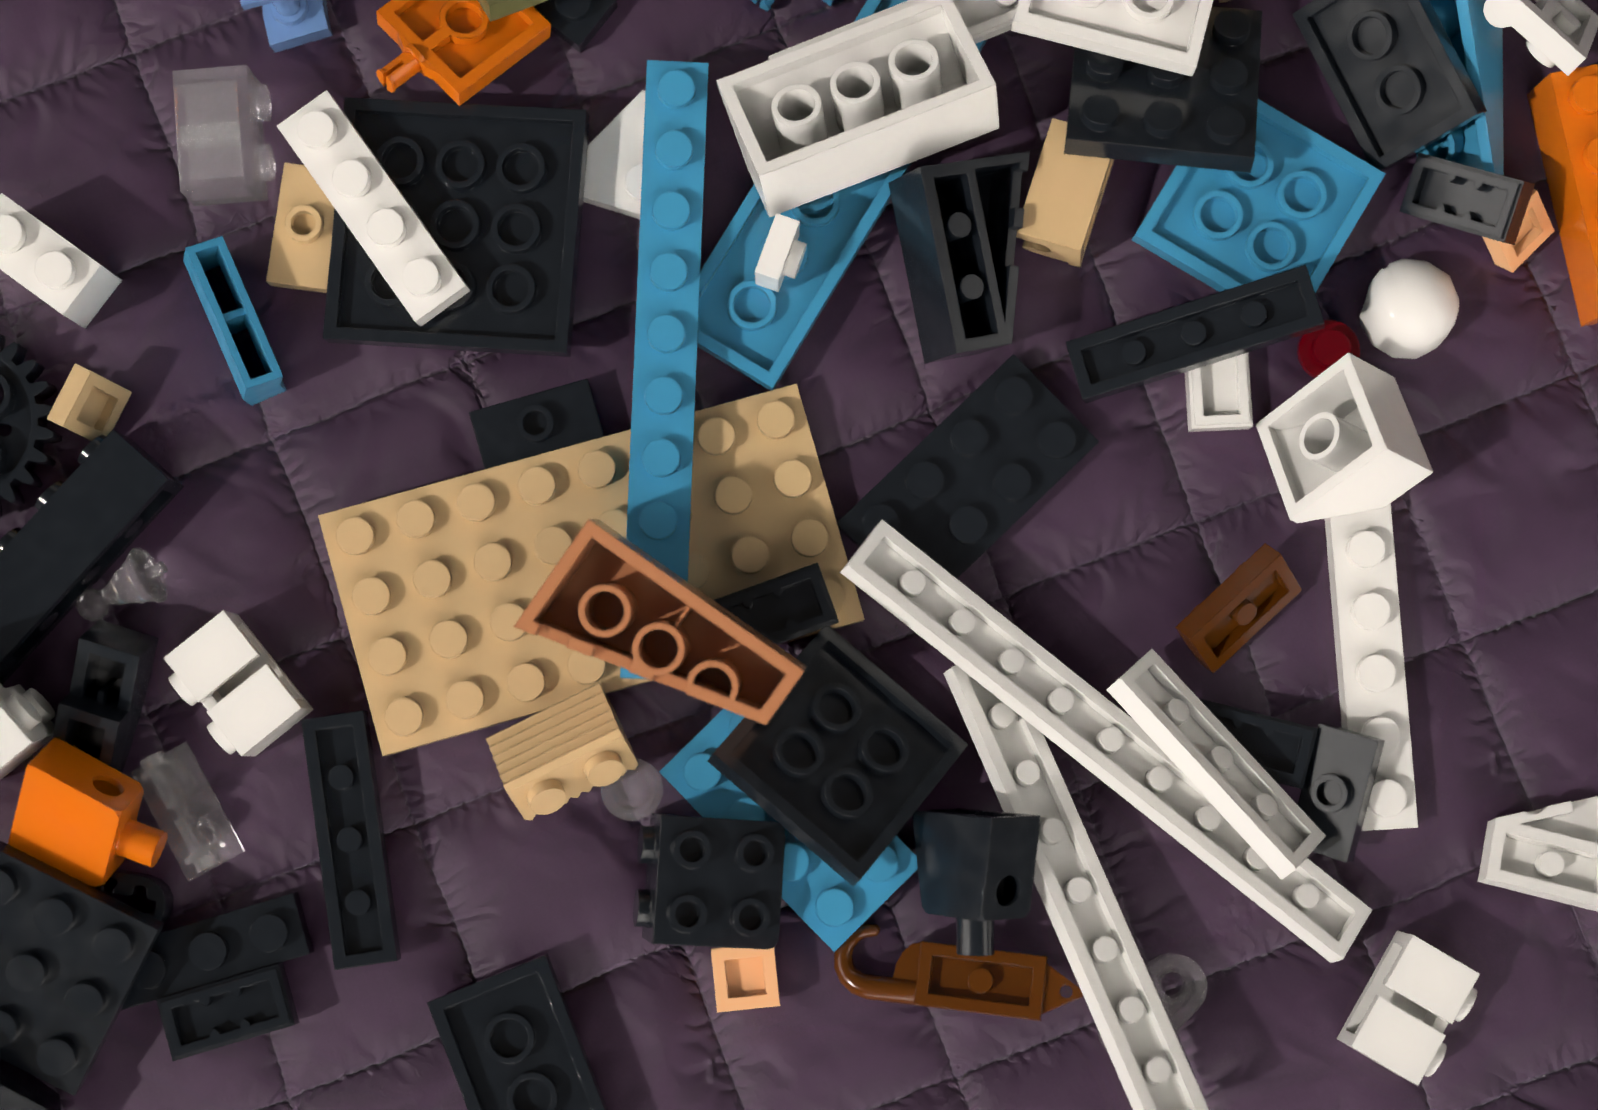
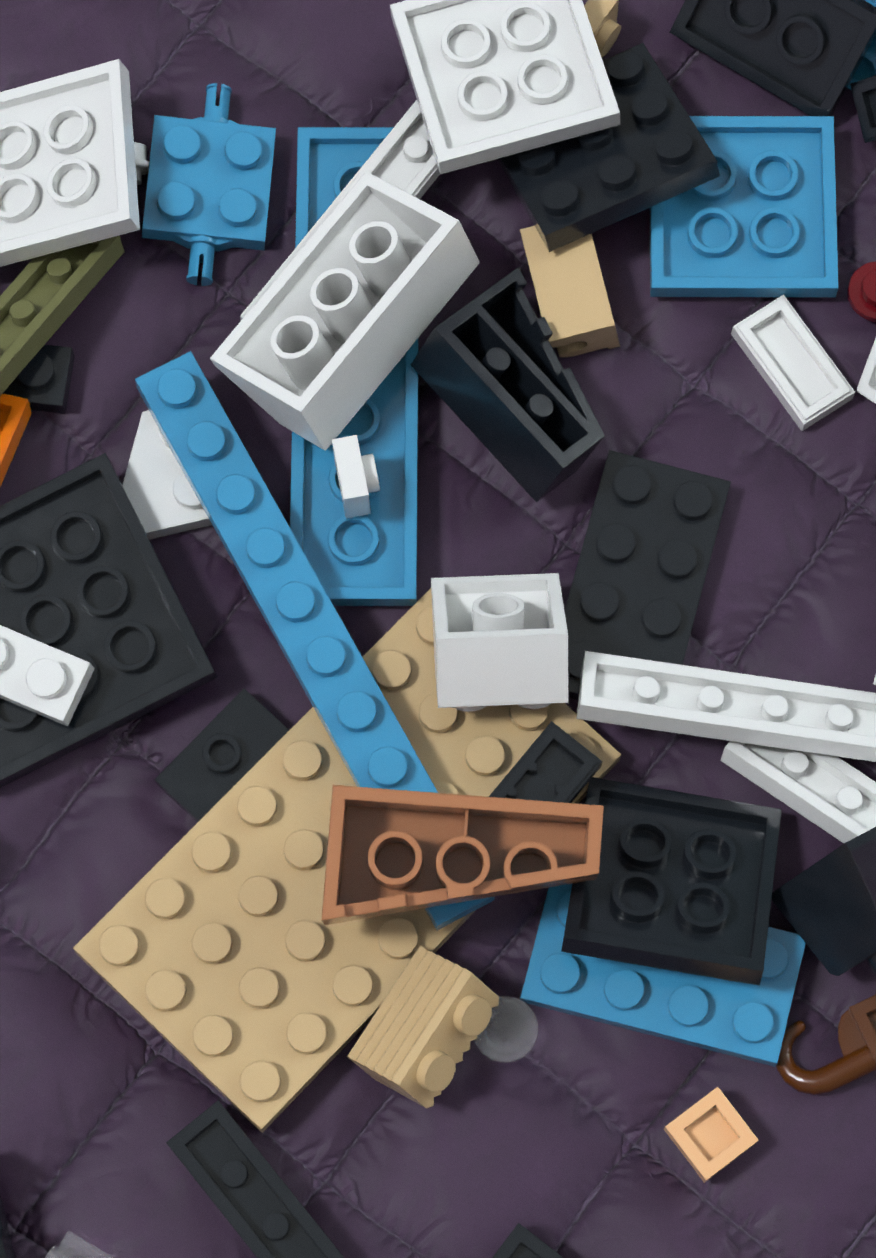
camera: 25 degrees left, 10 degrees down
(237, 684) = (87, 1147): white piece -> none
(710, 881) = (626, 1064): black bracket -> none
(815, 466) = (499, 641): none -> white slope
(1195, 334) = (757, 340): black plate -> none

